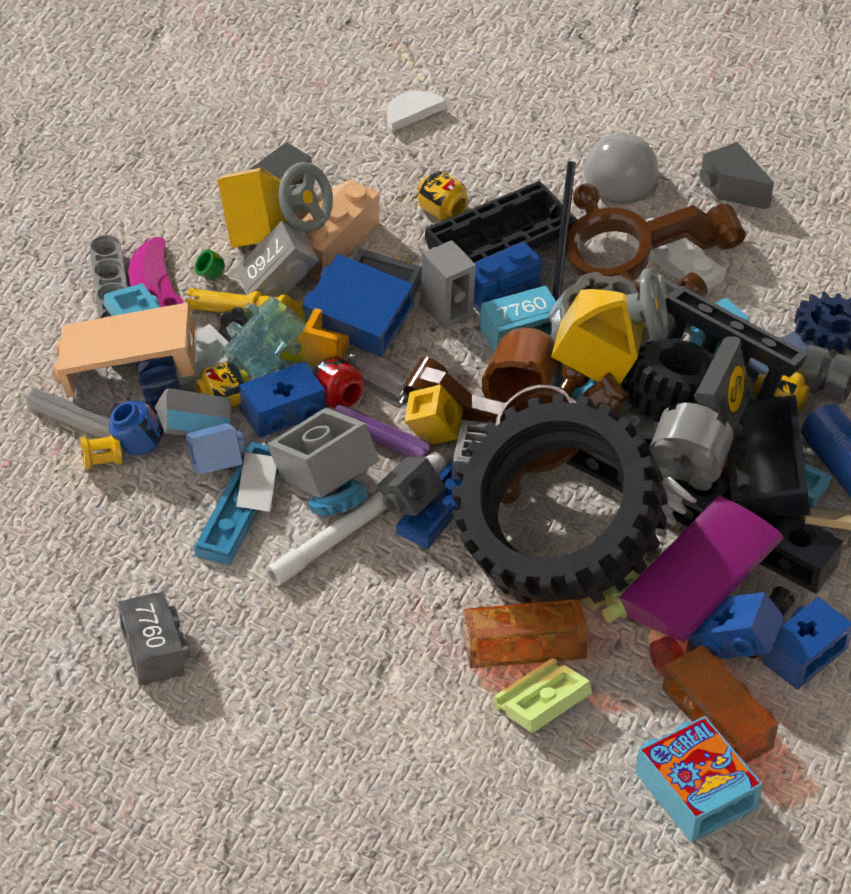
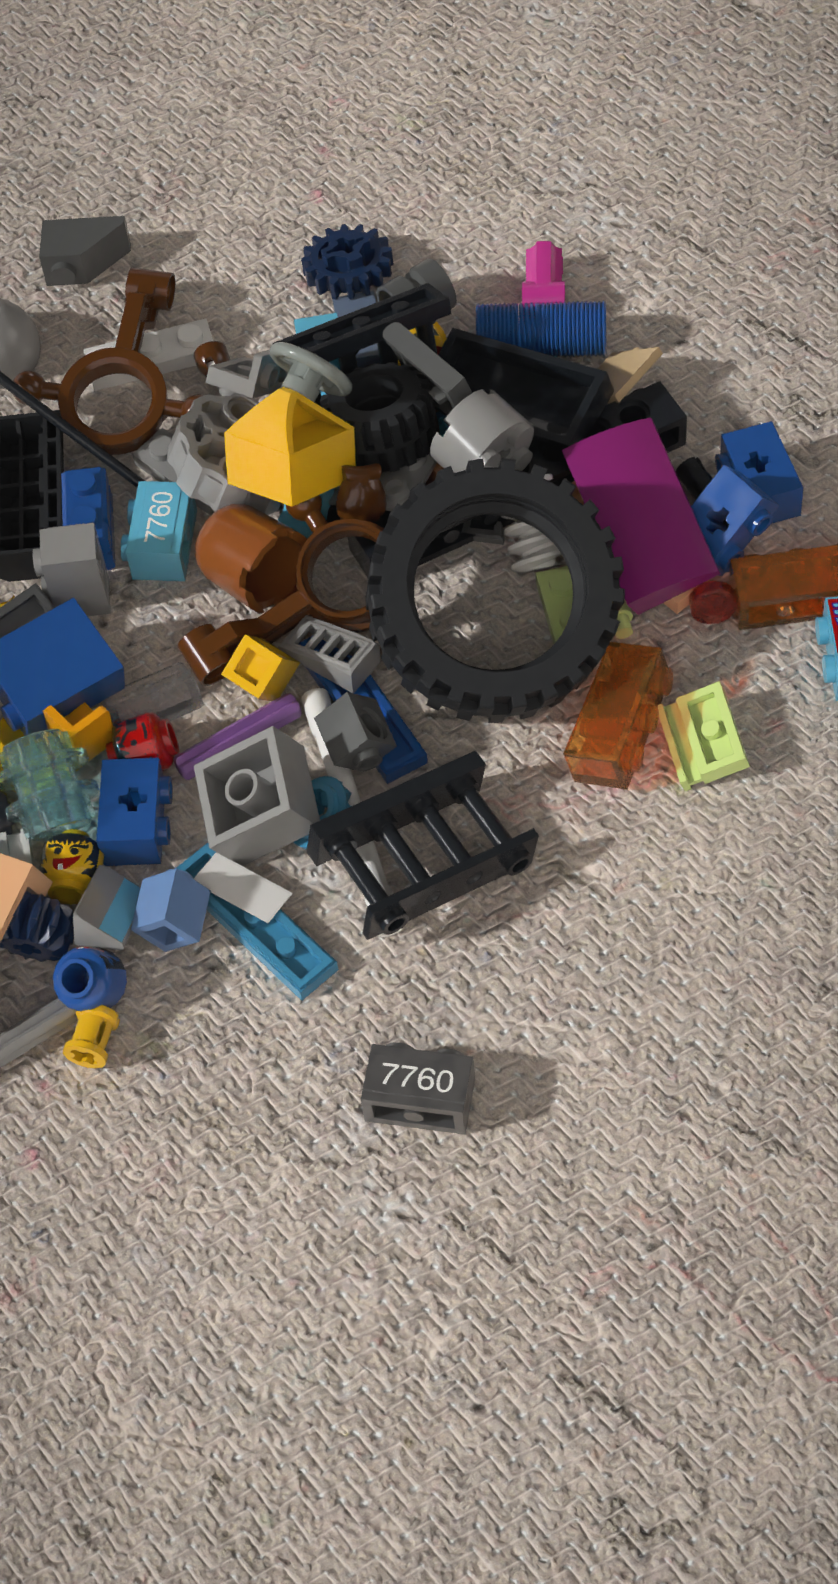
camera: 55 degrees left, 10 degrees up
(358, 531) = (420, 802): none -> black fence

